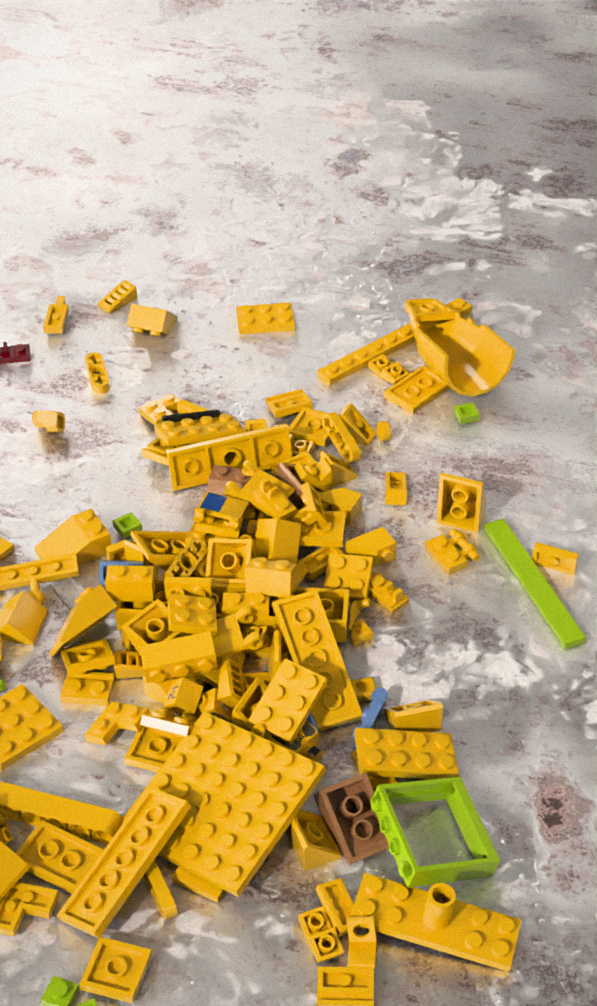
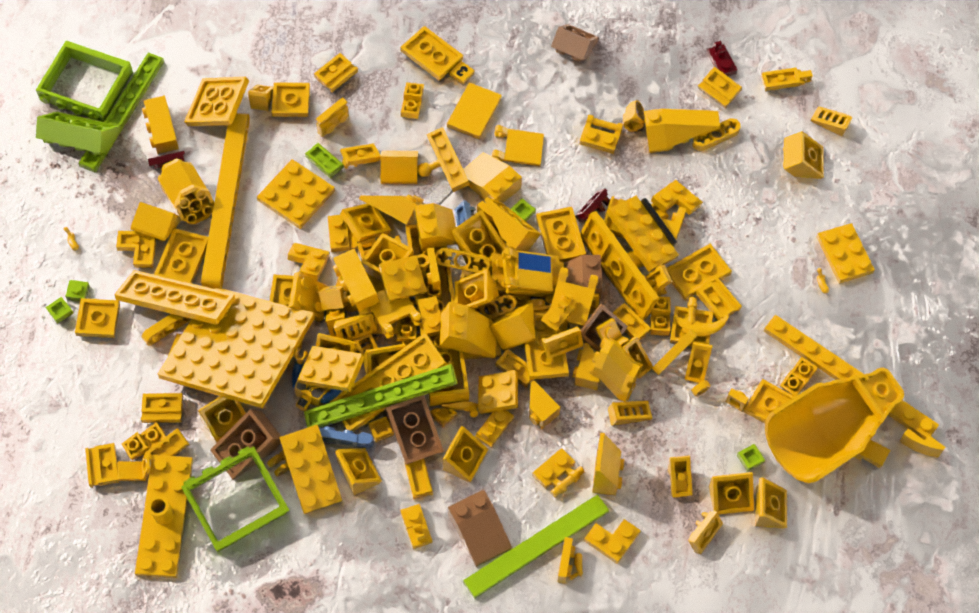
camera: 75 degrees right, 20 degrees up
(41, 514) = (521, 146): none -> yellow flag
(44, 359) = (719, 87): none -> yellow plate
(59, 456) = (600, 139): none -> yellow plate
(79, 393) = (673, 126): none -> yellow wedge
(143, 469) = (592, 204): none -> dark red plate
(159, 518) = (512, 227): none -> yellow slope
(169, 500) = (560, 234): none -> yellow plate
(249, 407) = (697, 271): none -> yellow tile
(277, 907) = (162, 407): none -> yellow plate
(292, 339) = (821, 281): none -> yellow piece
(313, 422) = (699, 328): none -> yellow piece
(335, 670) = (381, 397): none -> lime tile
(356, 471) = (616, 369): none -> yellow brick
(376, 652) = (414, 429): none -> medium nougat slope
(403, 409) = (737, 399): none -> yellow plate
(414, 621) = (464, 455): none -> yellow slope
(432, 666) = (418, 479): none -> yellow tile
(478, 308) = (927, 447): none -> yellow slope
(478, 457) = (680, 476): none -> yellow slope
(492, 676) = (416, 526): none -> yellow plate
(503, 431) = (732, 493): none -> yellow slope
(503, 620) = (479, 527): none -> medium nougat slope
(518, 411) = (770, 505): none -> yellow slope
(535, 452) = (705, 531): none -> yellow plate
(538, 523) = (612, 545): none -> yellow plate

